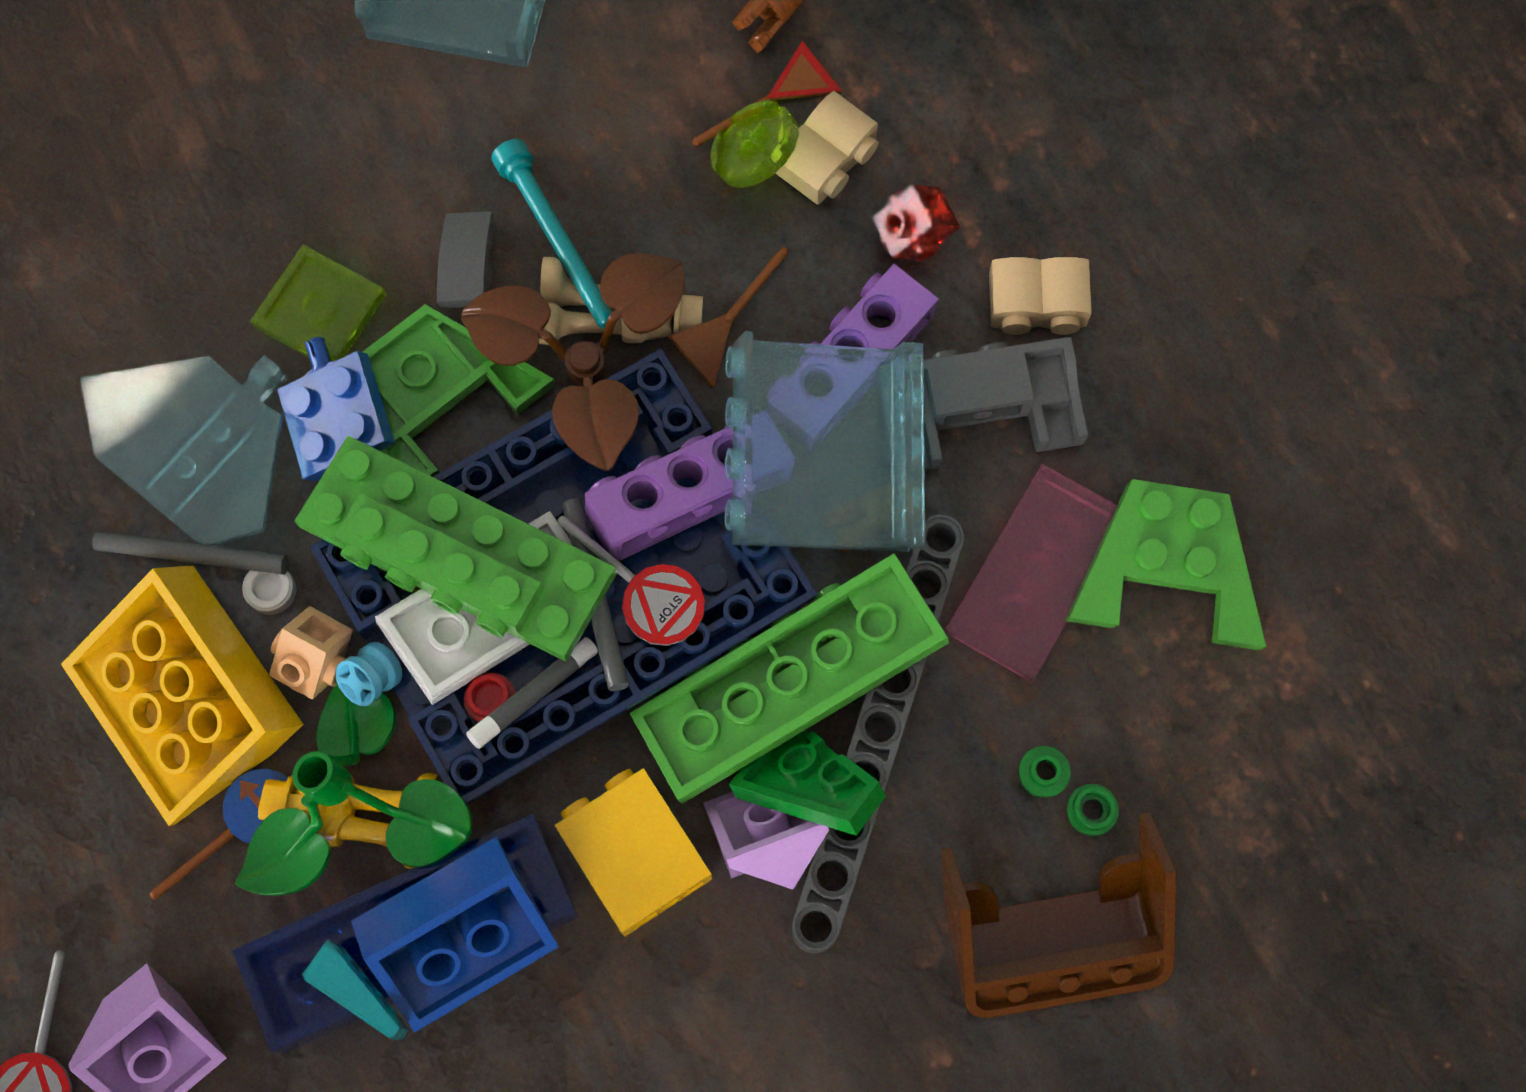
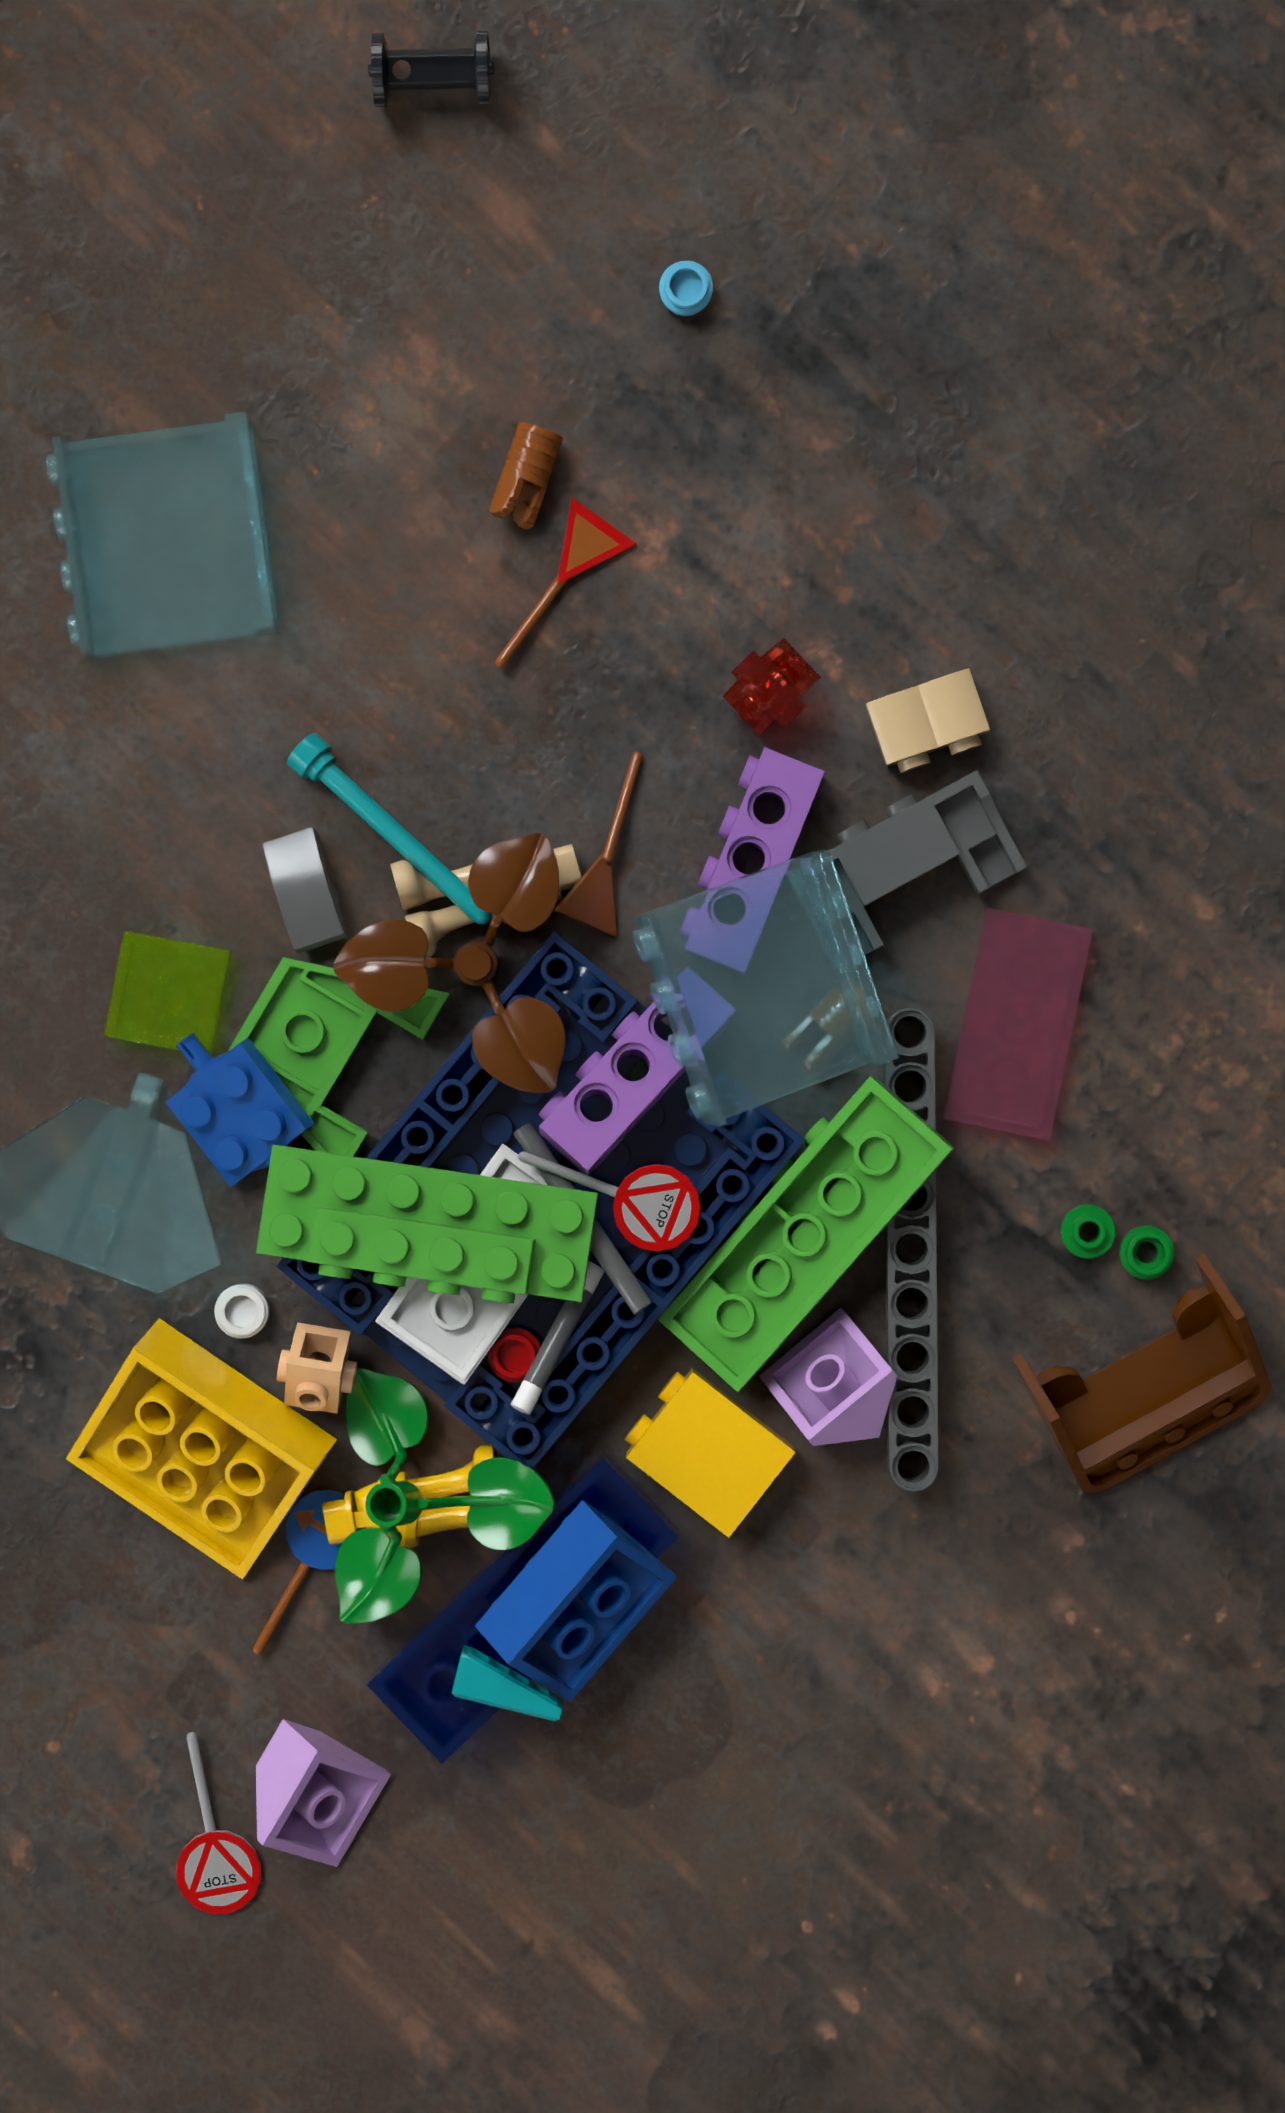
camera: 15 degrees left, 15 degrees up
(191, 552) = (149, 1304): dark grey bar -> none
(368, 673) = (384, 1370): medium azure wheel -> none
(754, 144) = (567, 653): clear neon green tile -> none
(811, 784) = (864, 1336): green wing -> none
(828, 147) = (645, 626): tan brick -> none
(1178, 542) = (1145, 948): bright green wing -> none

